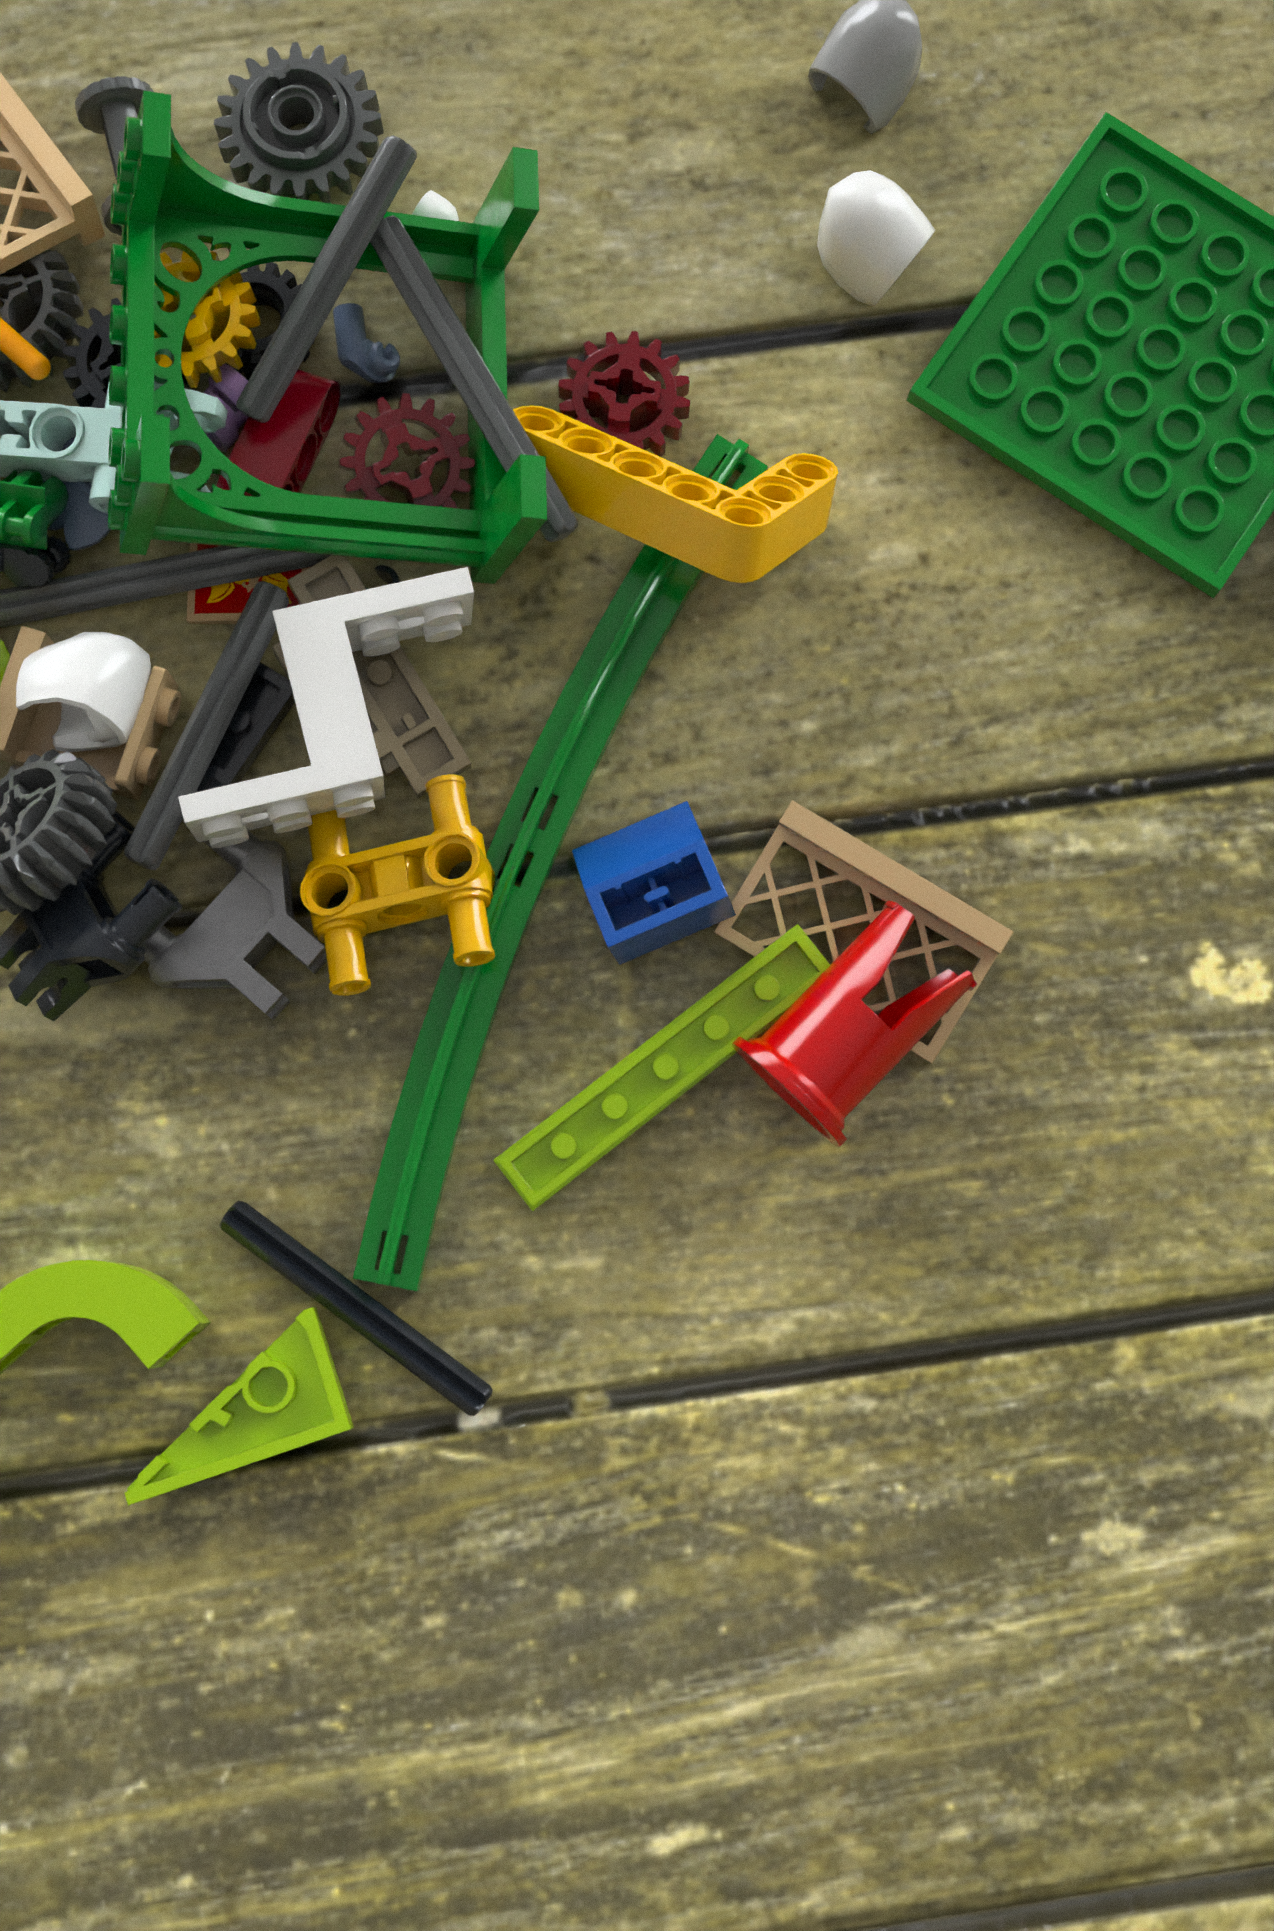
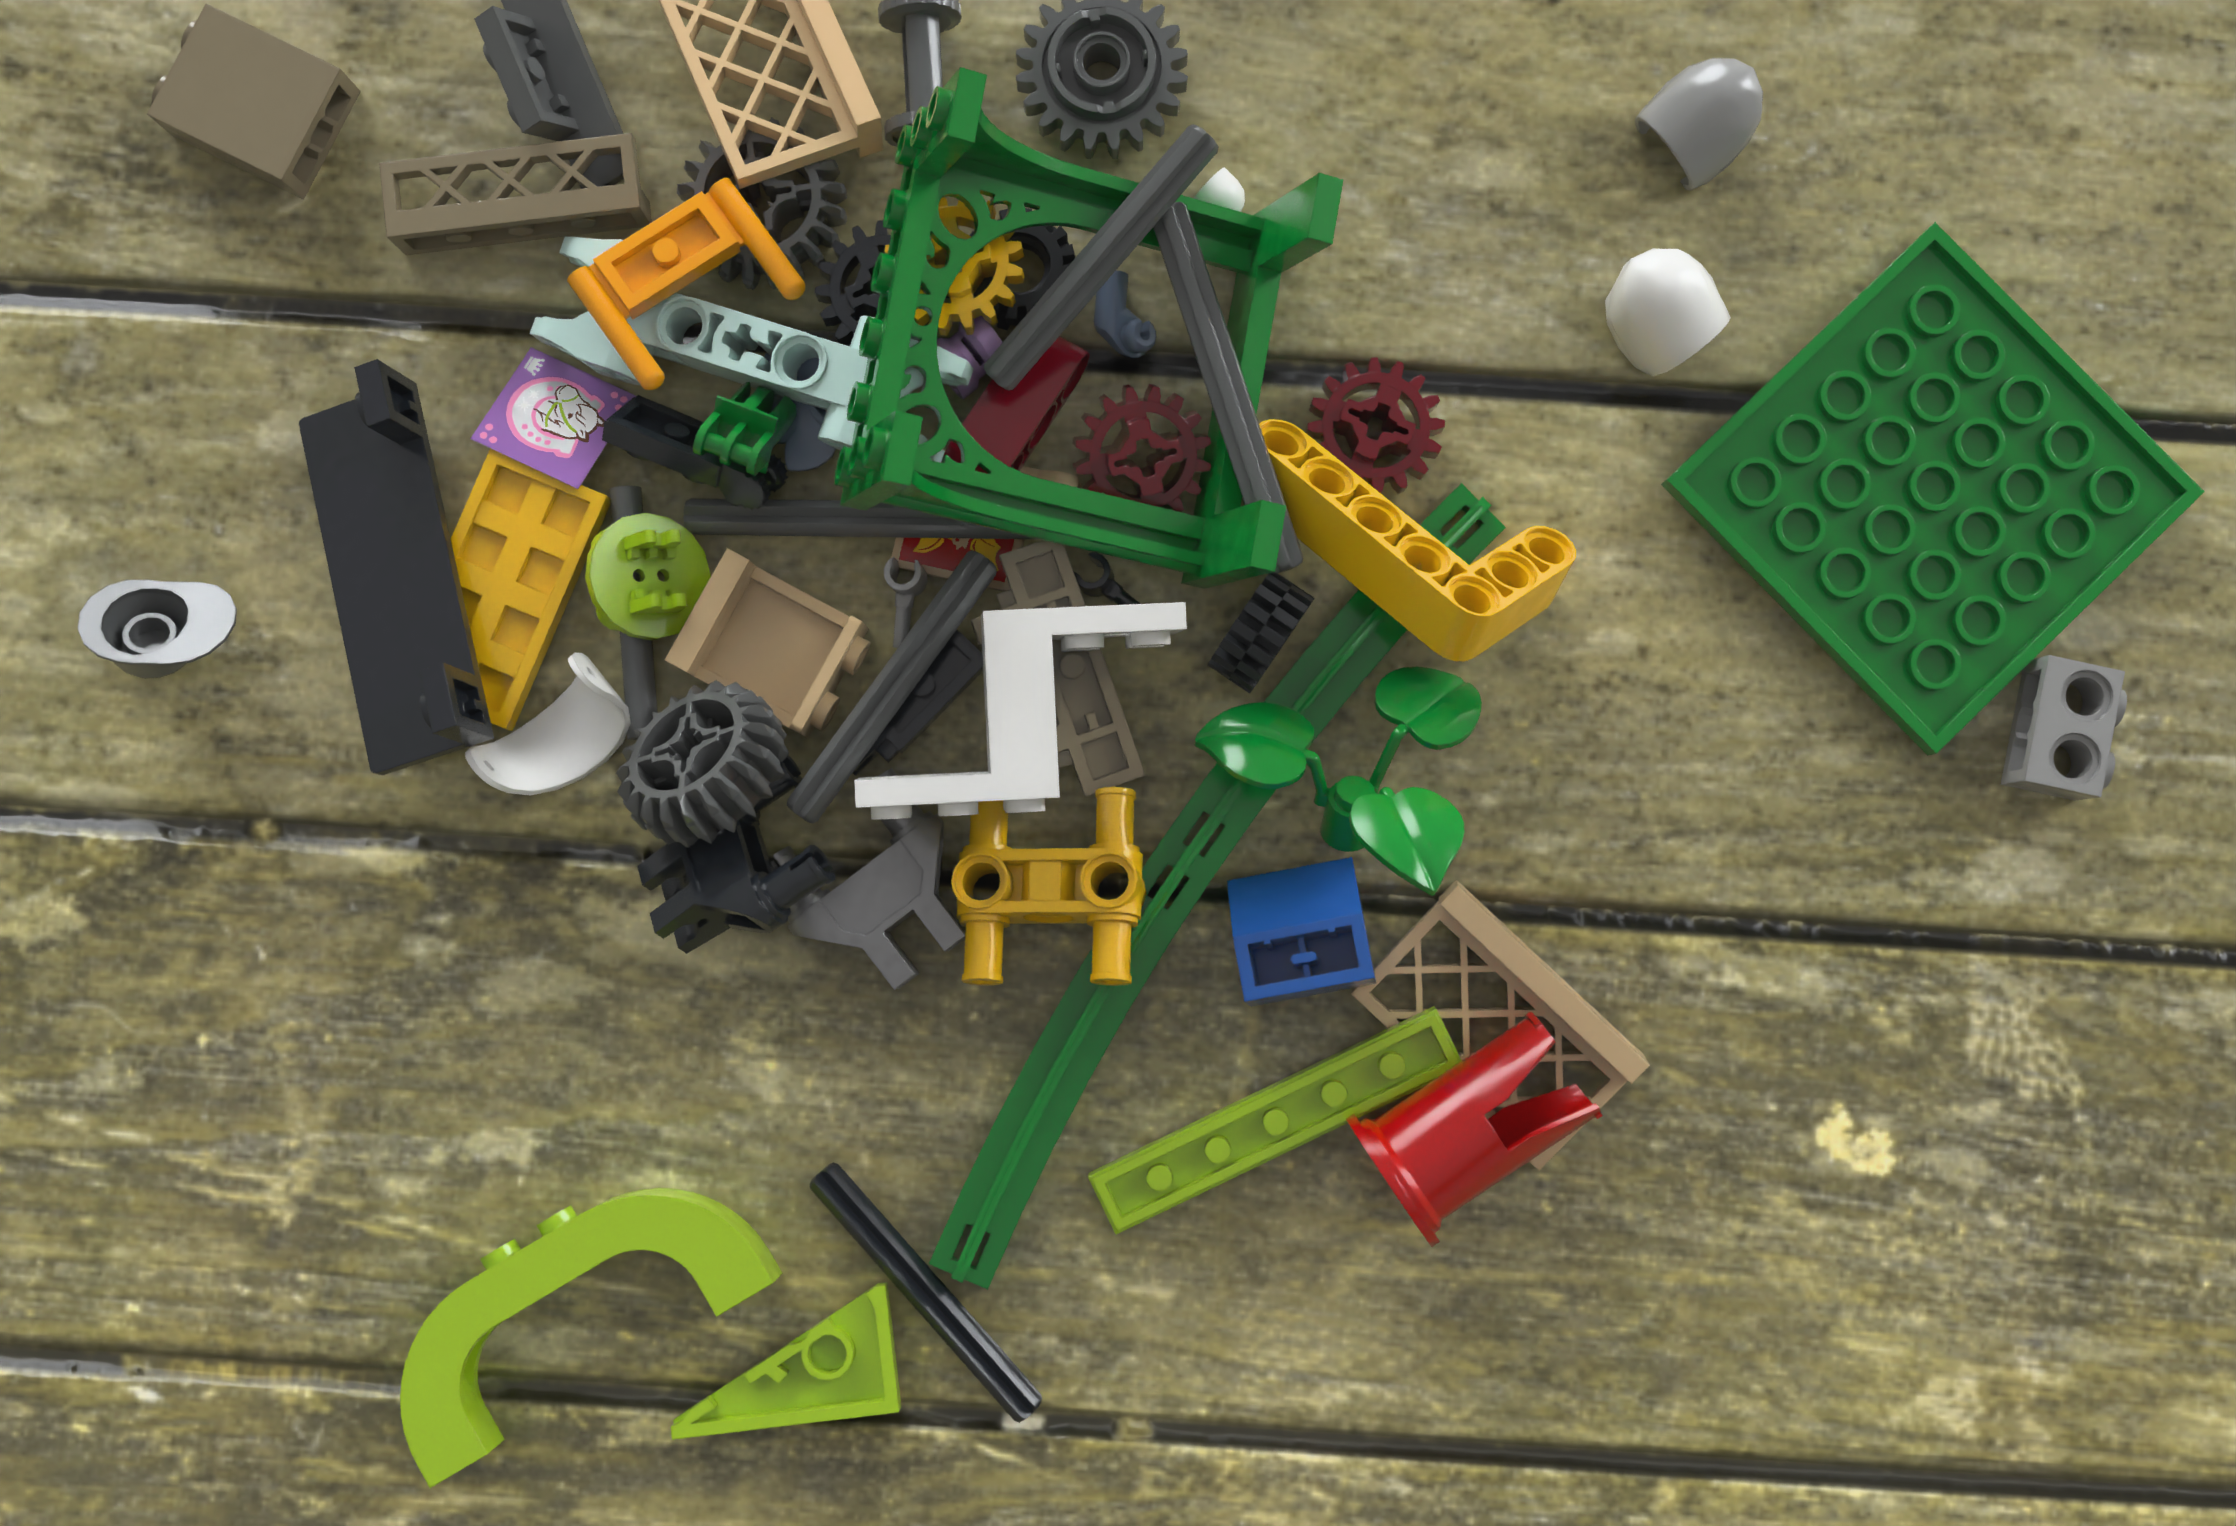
camera: 15 degrees right, 5 degrees up
(95, 679) = (785, 623): white piece -> none
(204, 638) = (904, 596): none -> light grey hand
(553, 602) = (1260, 631): none -> black tyre
(727, 737) = (1406, 831): none -> green plant

